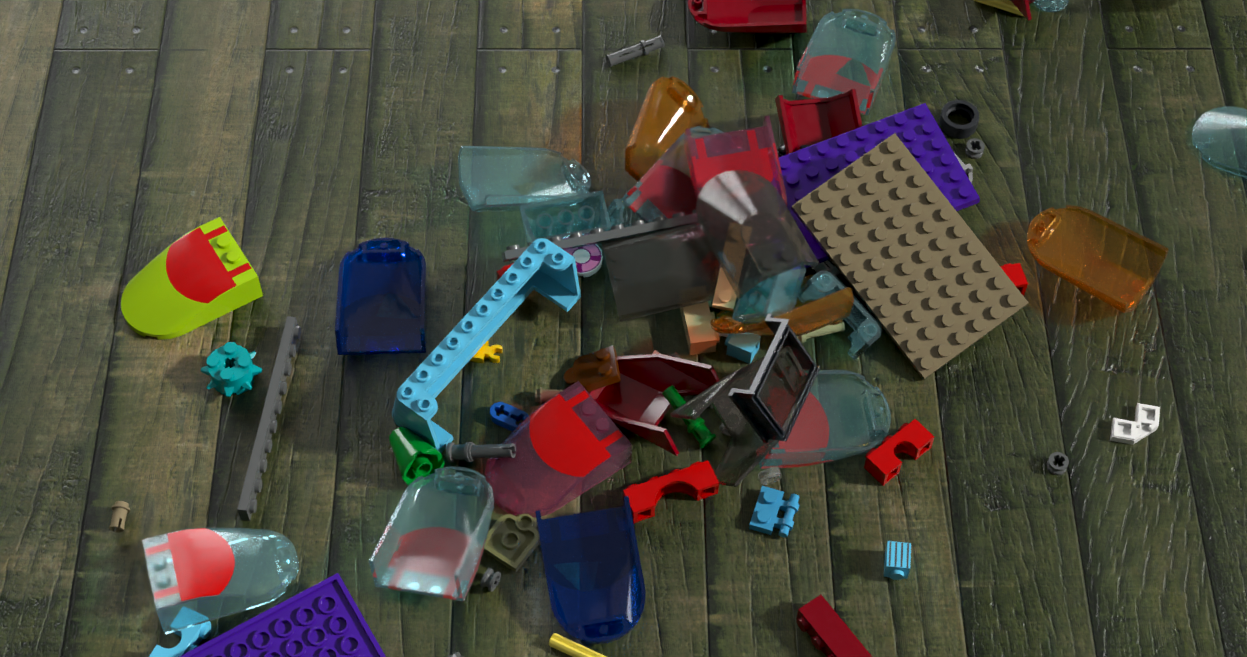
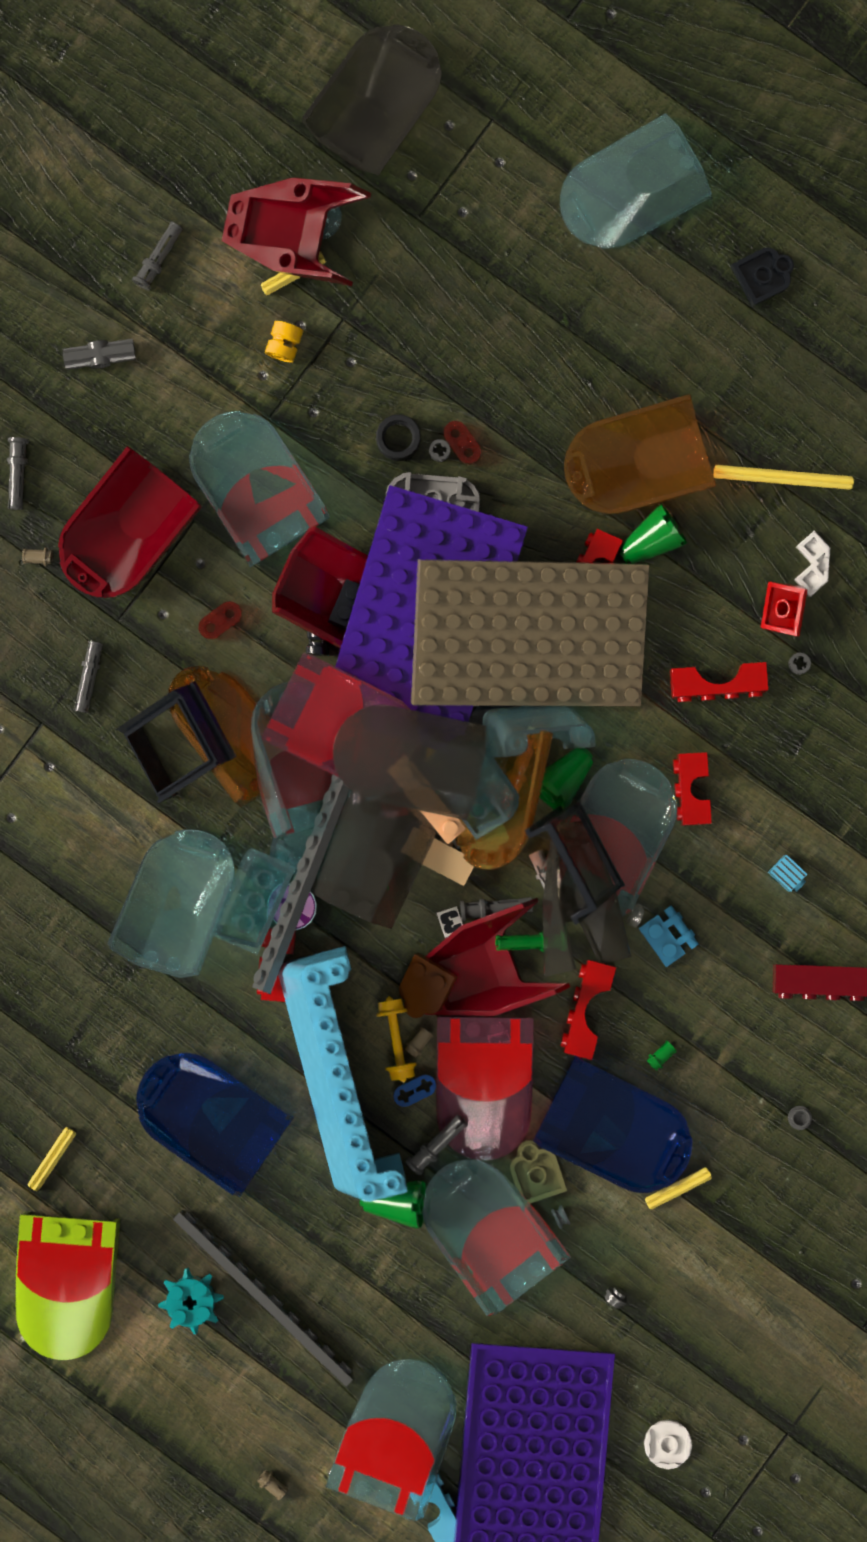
camera: 55 degrees left, 30 degrees up
(278, 226) = (52, 1159): none -> light yellow axle
(558, 359) = (401, 1070): none -> yellow piece
(655, 109) = (201, 722): none -> black piece
(678, 567) = (661, 1055): none -> green pin
(740, 97) = (219, 619): none -> clear red plate
(830, 355) = (565, 777): none -> green cone
(954, 20) = (284, 333): none -> yellow wheel
(993, 156) = (462, 443): none -> clear red plate
(1011, 434) = (749, 680): none -> red arch
(1051, 303) = (653, 537): none -> green cone
(1087, 423) = (784, 608): none -> red slope
(1175, 363) = (783, 477): none -> light yellow axle

